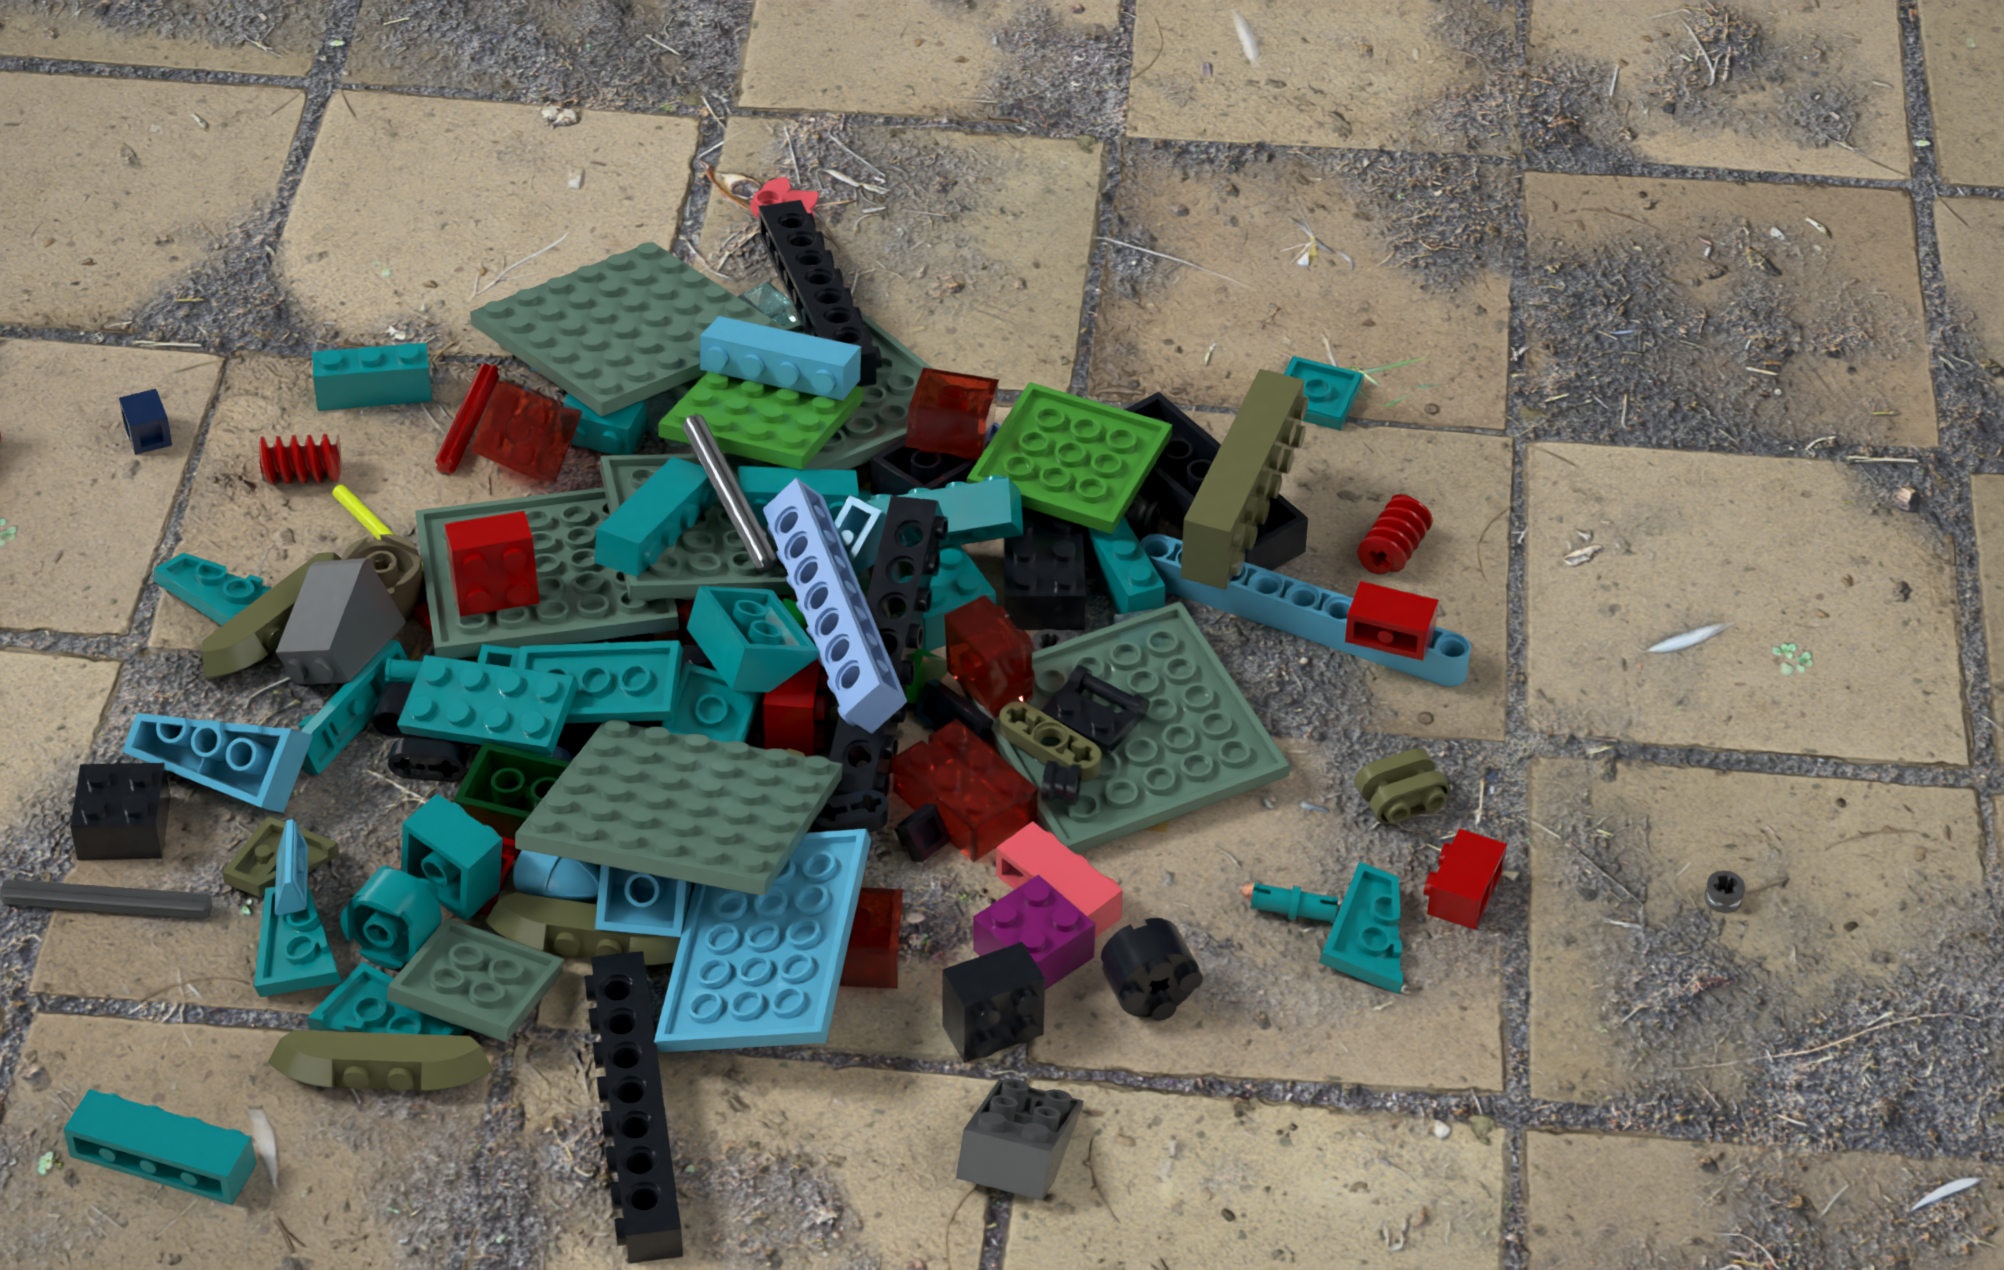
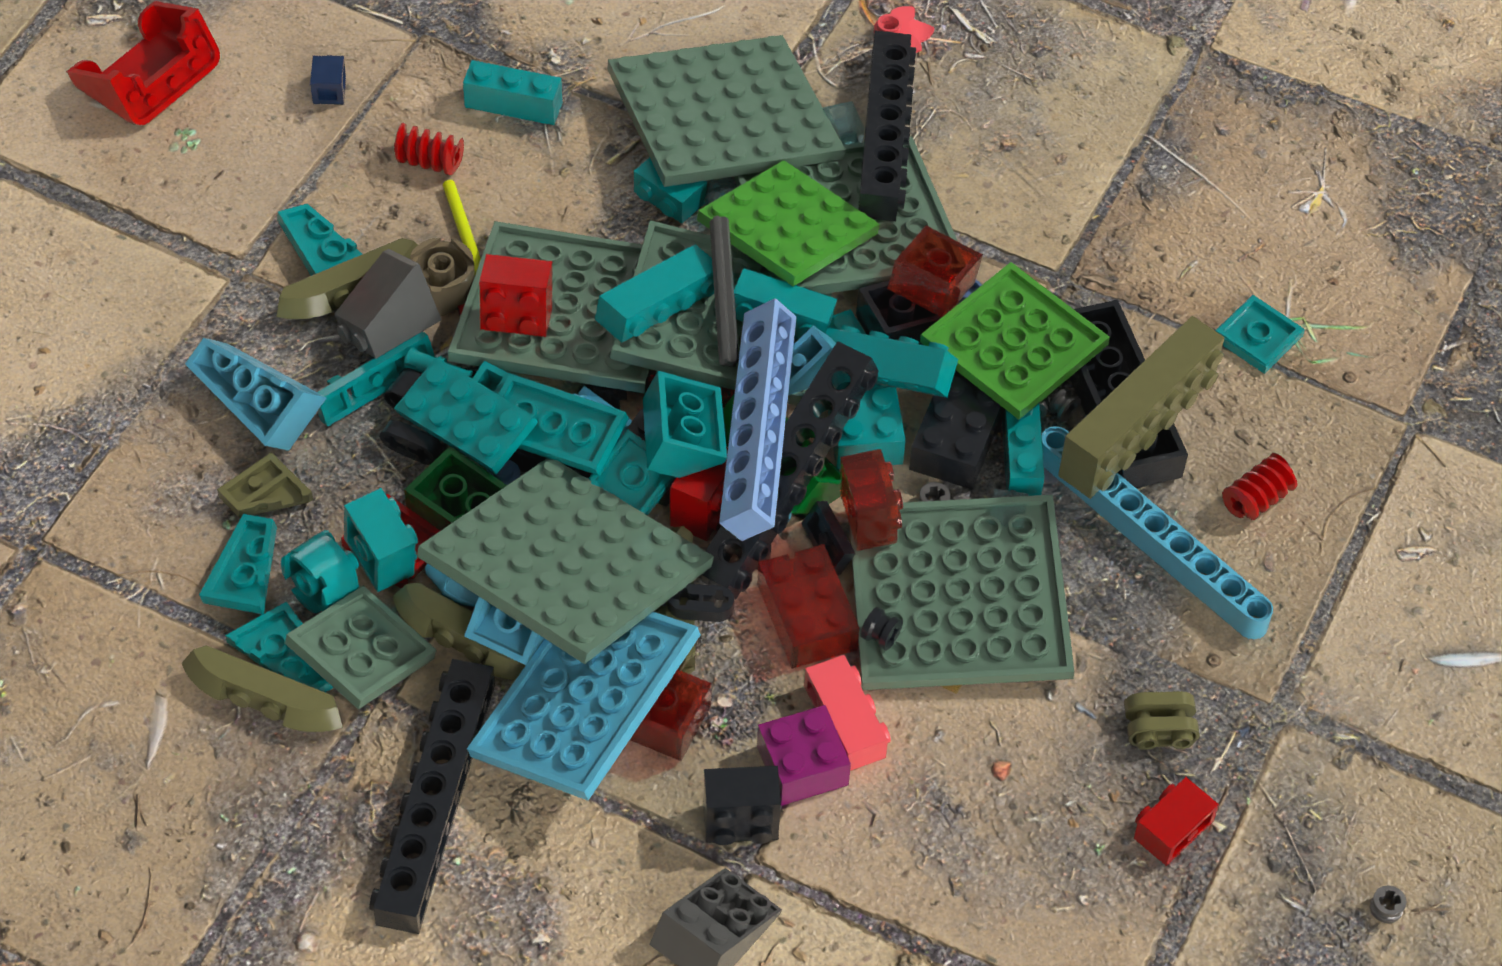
camera: 20 degrees right, 10 degrees up
(106, 899) = (128, 482): dark grey axle -> none
(120, 811) = (166, 412): black brick -> none
(160, 1146) = (75, 706): teal brick -> none
(291, 871) = (264, 508): medium azure slope -> none
(467, 418) = (572, 150): red axle -> none
(526, 431) = (604, 179): clear red brick -> none
(780, 358) = (819, 181): medium azure brick -> none
(923, 832) = (759, 632): black tile -> none
(1044, 726) = (890, 572): olive beam -> none
(1092, 719) = (930, 579): black plate -> none
(1150, 969) = (878, 817): black brick -> none
(1294, 902) = (1026, 794): teal pin -> none
(1367, 930) = (1073, 839): teal wing -> none
(1391, 620) = (1212, 571): red brick -> none

